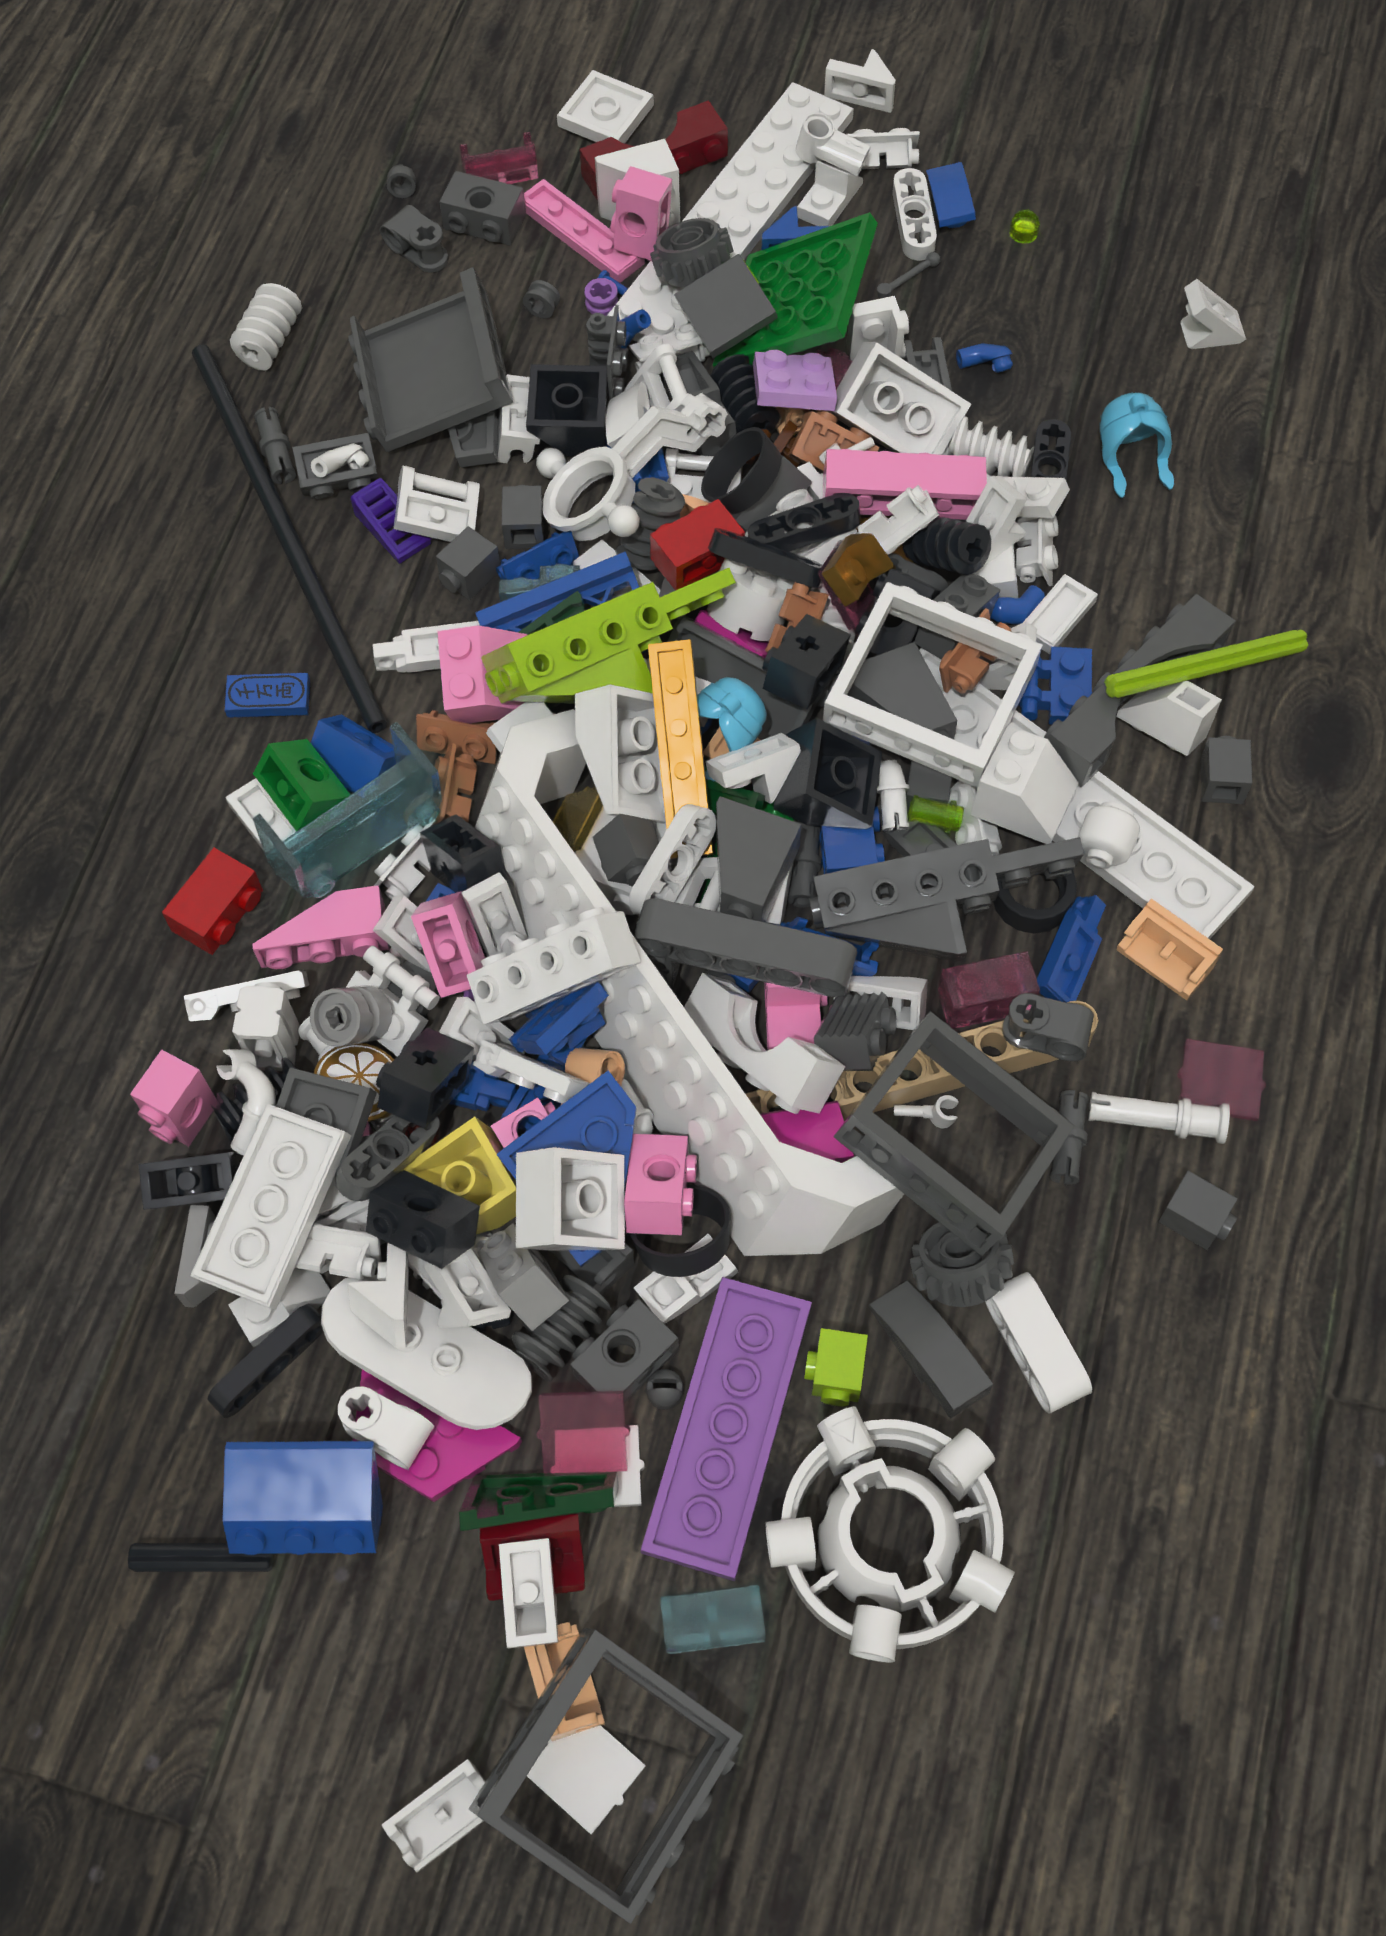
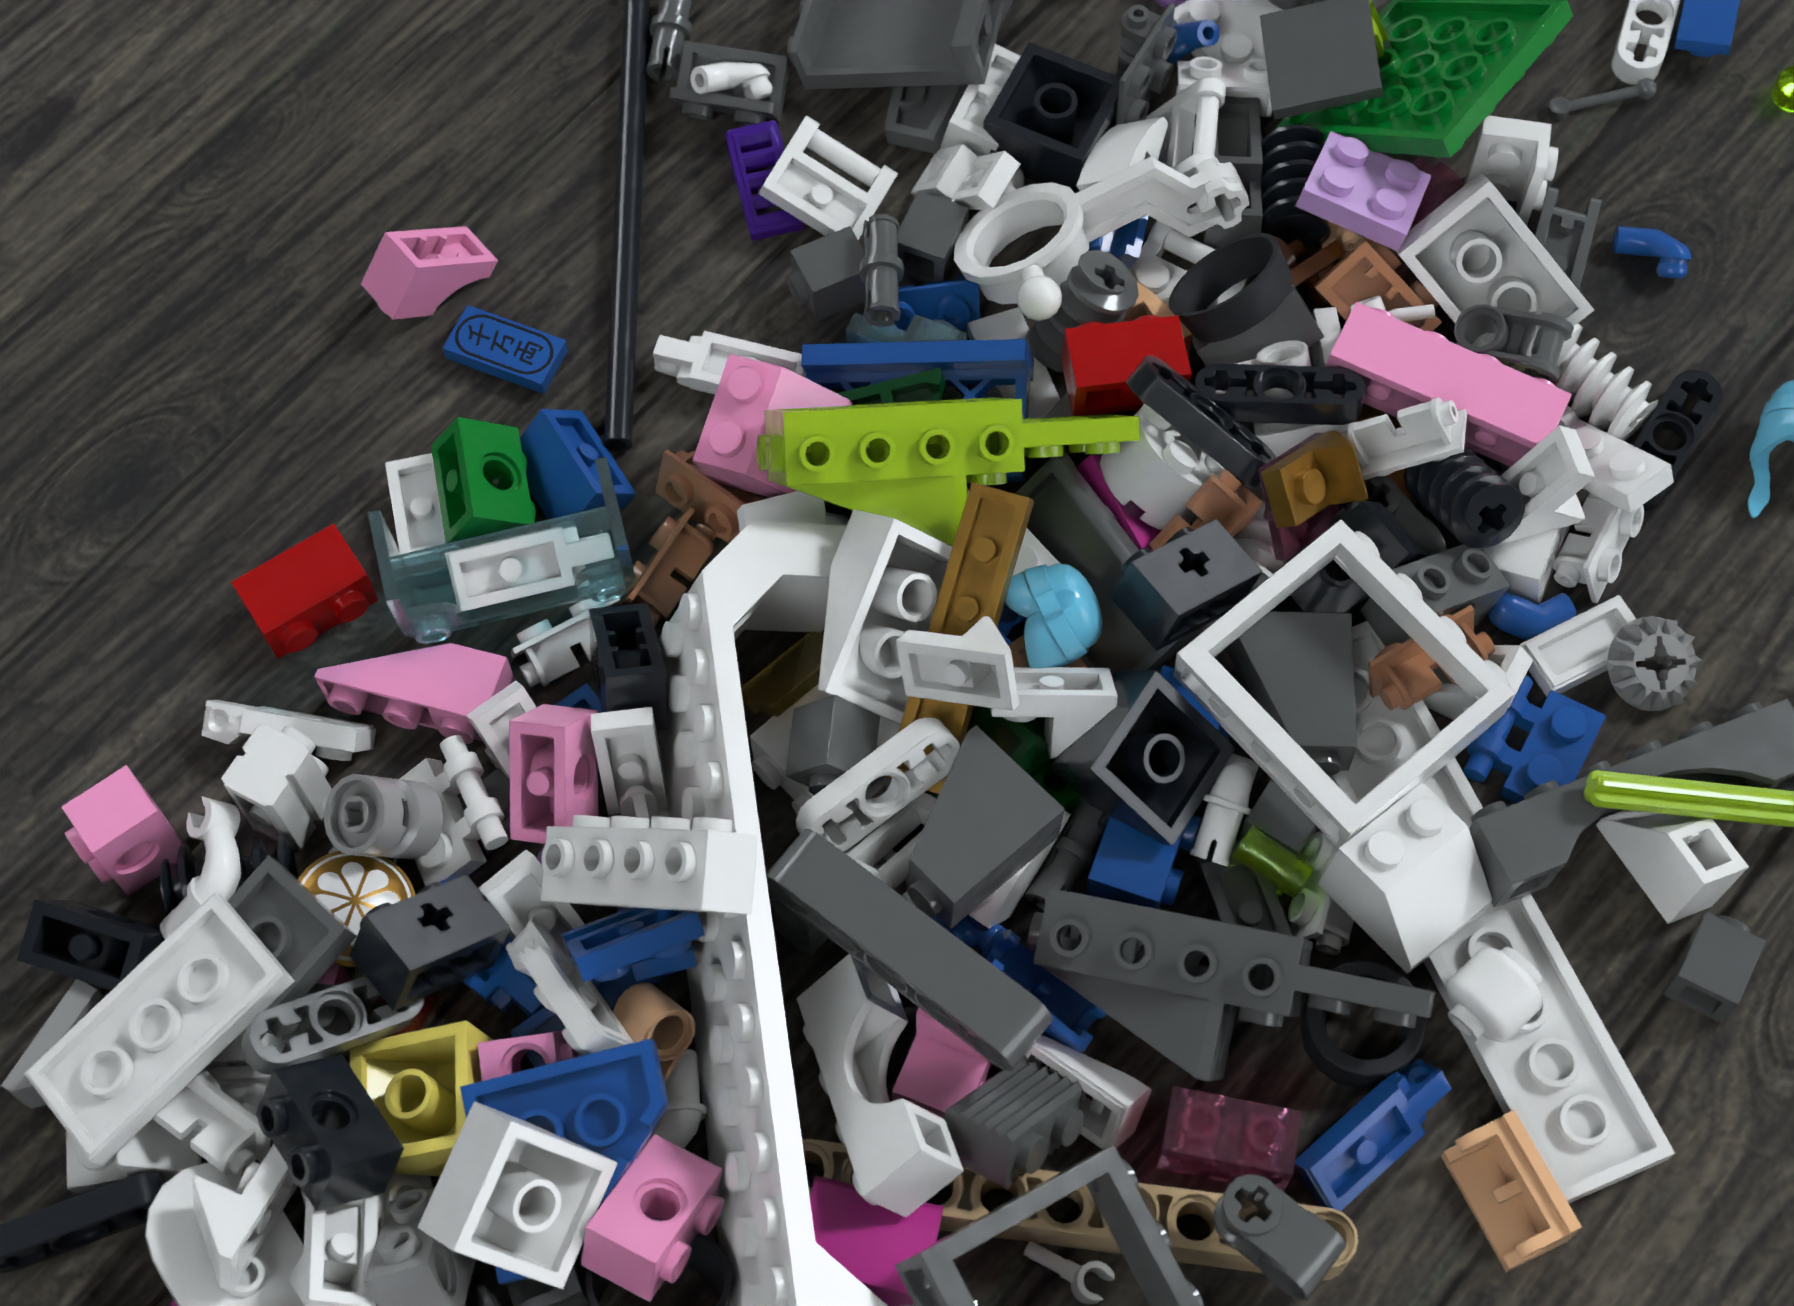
camera: 25 degrees right, 0 degrees up
(185, 662) = (423, 267): none -> bright pink arch
(361, 821) = (522, 565): none -> white hinge
(505, 545) = (881, 270): none -> dark grey pin
(530, 468) = (966, 177): none -> white slope
(696, 763) = (959, 668): none -> white slope
(934, 435) = (1523, 339): none -> dark grey piece
(1108, 622) = (1640, 686): none -> light grey gear

